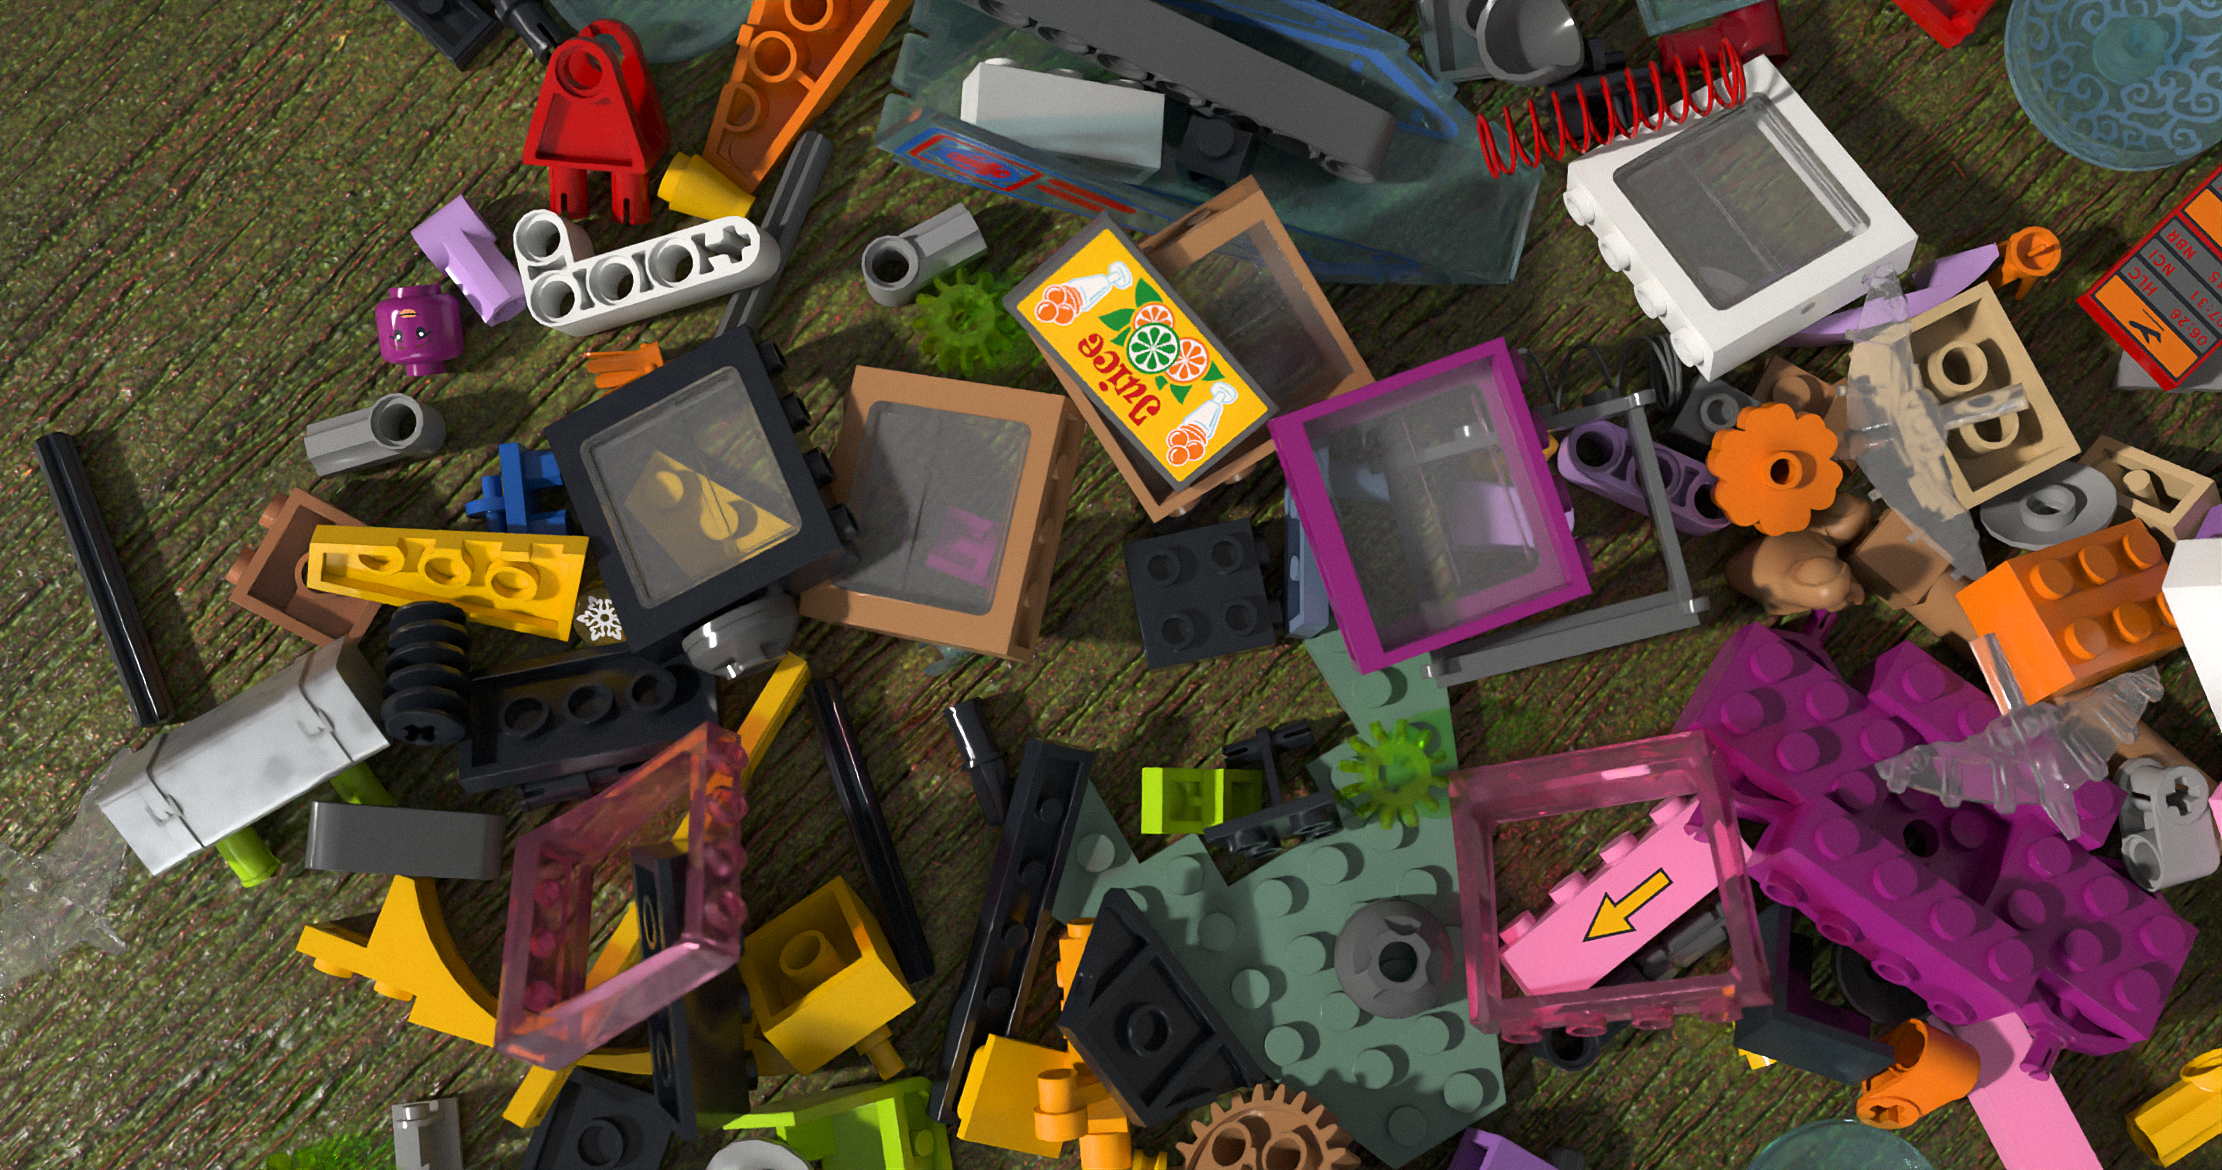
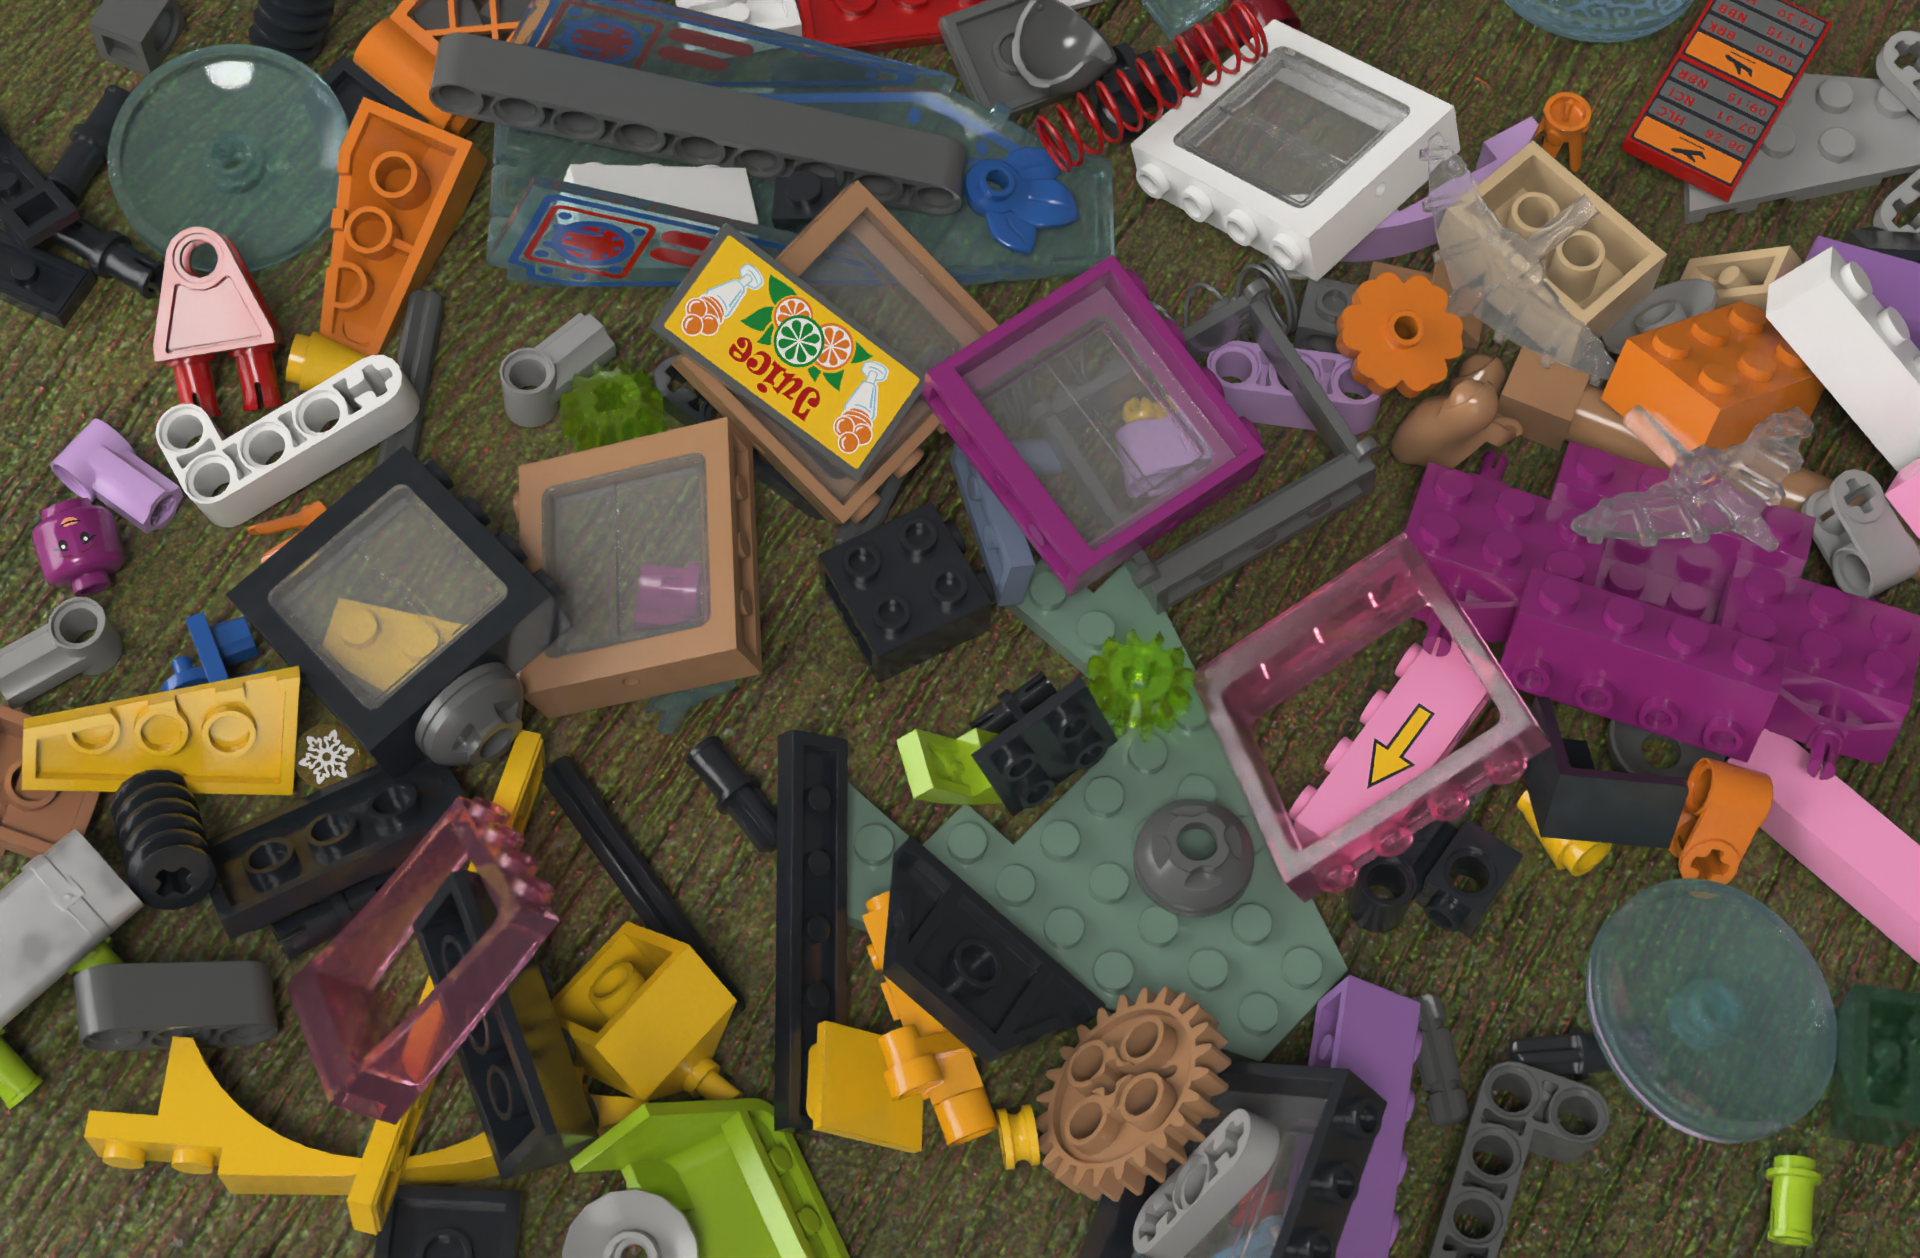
camera: 20 degrees left, 20 degrees down
(1446, 195) = (1028, 199): none -> blue plate
(1678, 1054) = (1473, 855): none -> black brick

